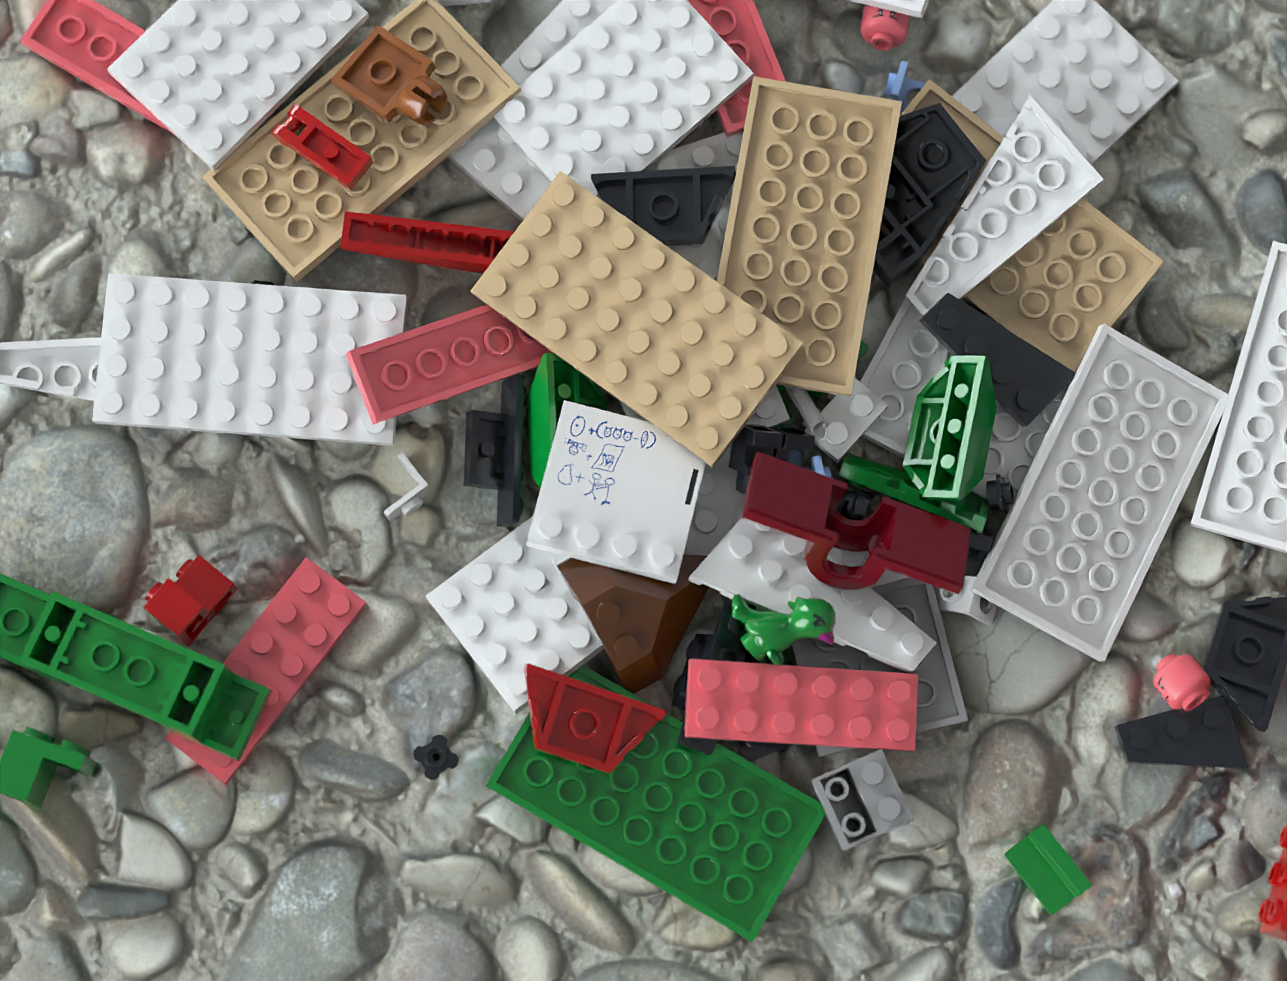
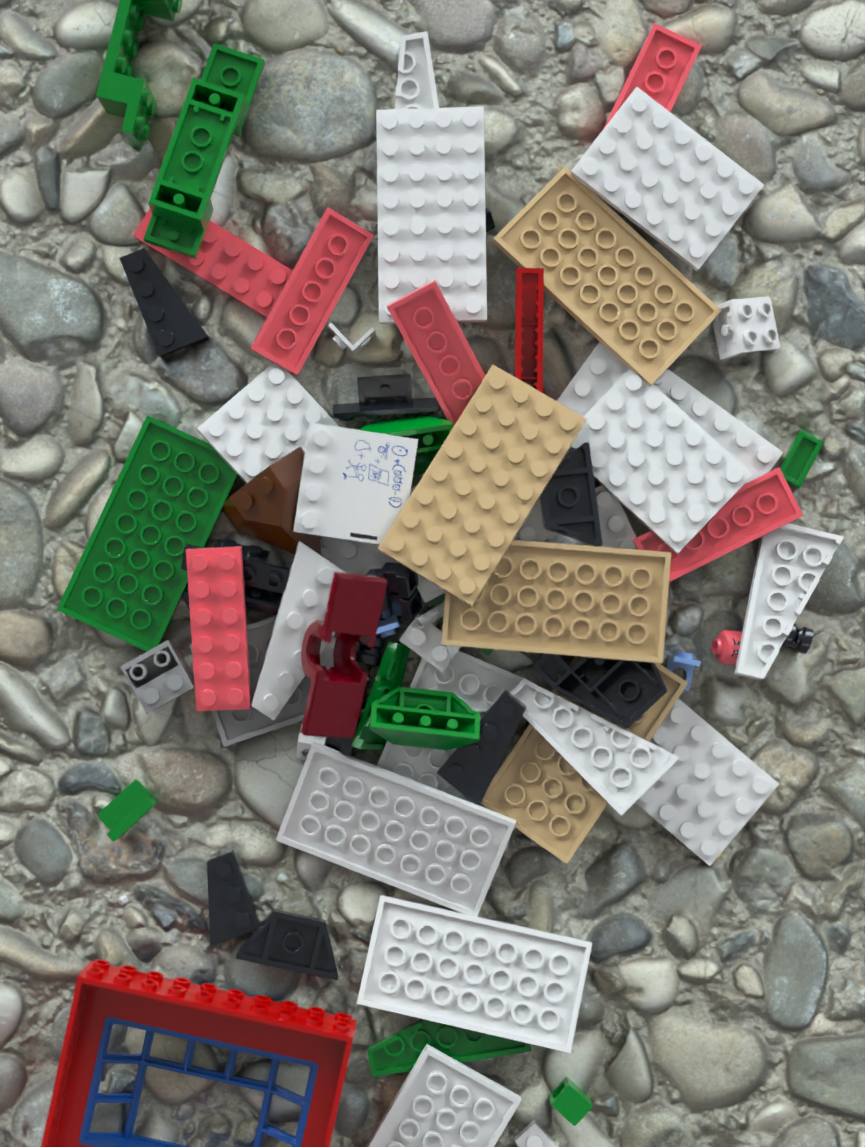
camera: 85 degrees right, 10 degrees up
(191, 601) = (251, 193): red brick -> none
(323, 147) = (591, 248): red plate -> none
(336, 537) = (311, 291): none -> coral plate
(338, 751) = (163, 310): none -> black wing
(391, 79) = (647, 290): dark orange plate -> none
(437, 746) = (165, 371): black plate -> none
(585, 720) = (194, 478): red wing -> none
(774, 632) = (265, 604): green animal -> none
(999, 494) = (384, 757): black plate -> none
(1182, 682) = (264, 896): coral head -> none

